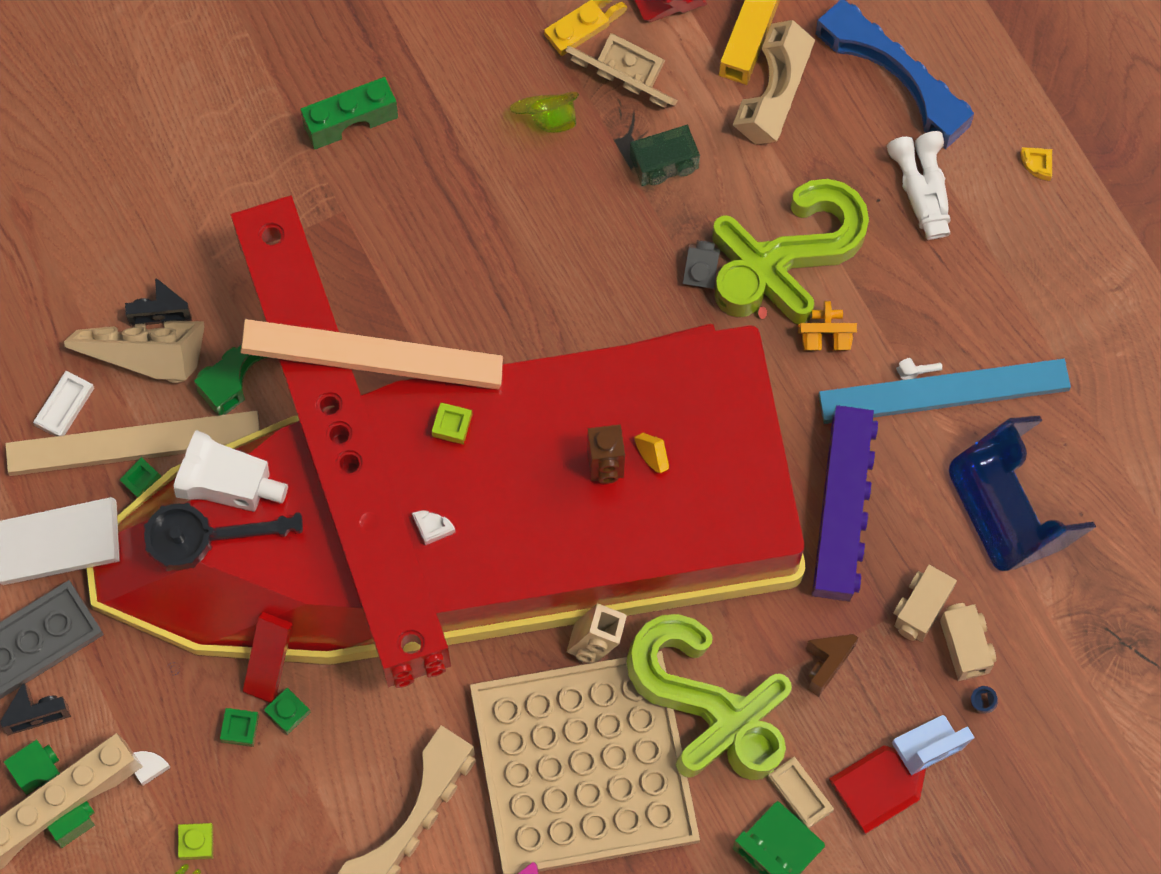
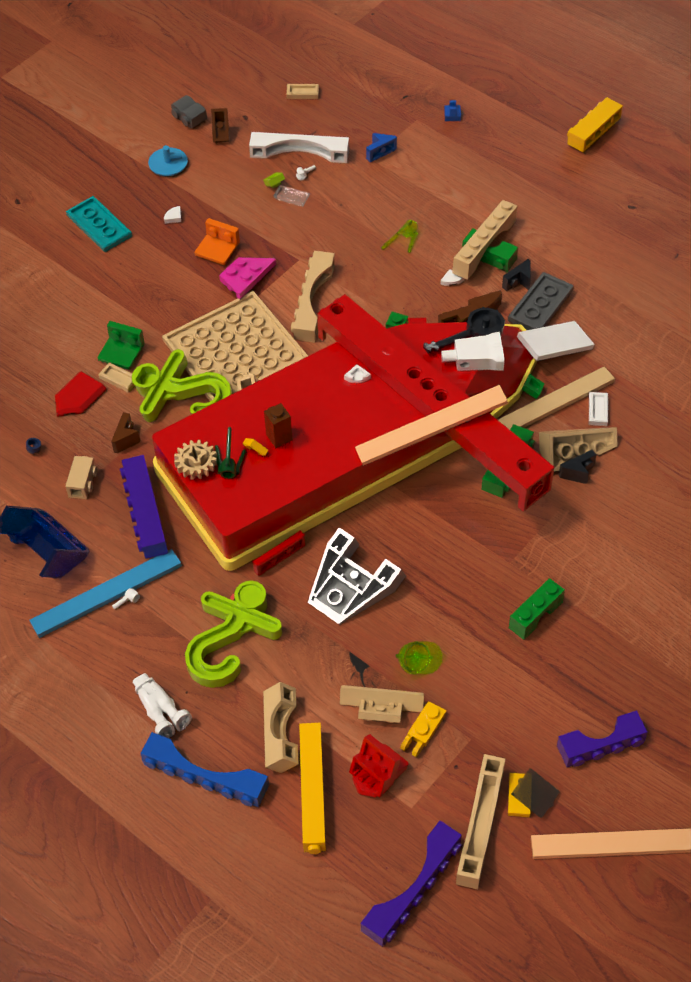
camera: 160 degrees right, 15 degrees down
(141, 669) = (490, 300): none -> reddish brown slope
(195, 841) = (409, 260): lime plate -> none
(239, 727) = (415, 305): green plate -> none
(451, 423) = (372, 420): lime plate -> none
(591, 256) = (346, 588): none -> light grey wedge
(664, 156) = (331, 659): clear green brick -> none
(701, 264) = (280, 607): dark grey bracket -> none
(705, 429) = (228, 468): none -> dark green plant
(739, 459) = (186, 462): none -> tan gear
(813, 332) = (187, 596): light orange hips -> none
(930, 743) = (55, 414): light blue panel -> none
(967, 641) = (51, 467): tan brick -> none
(1038, 162) = (89, 753): yellow tile -> none

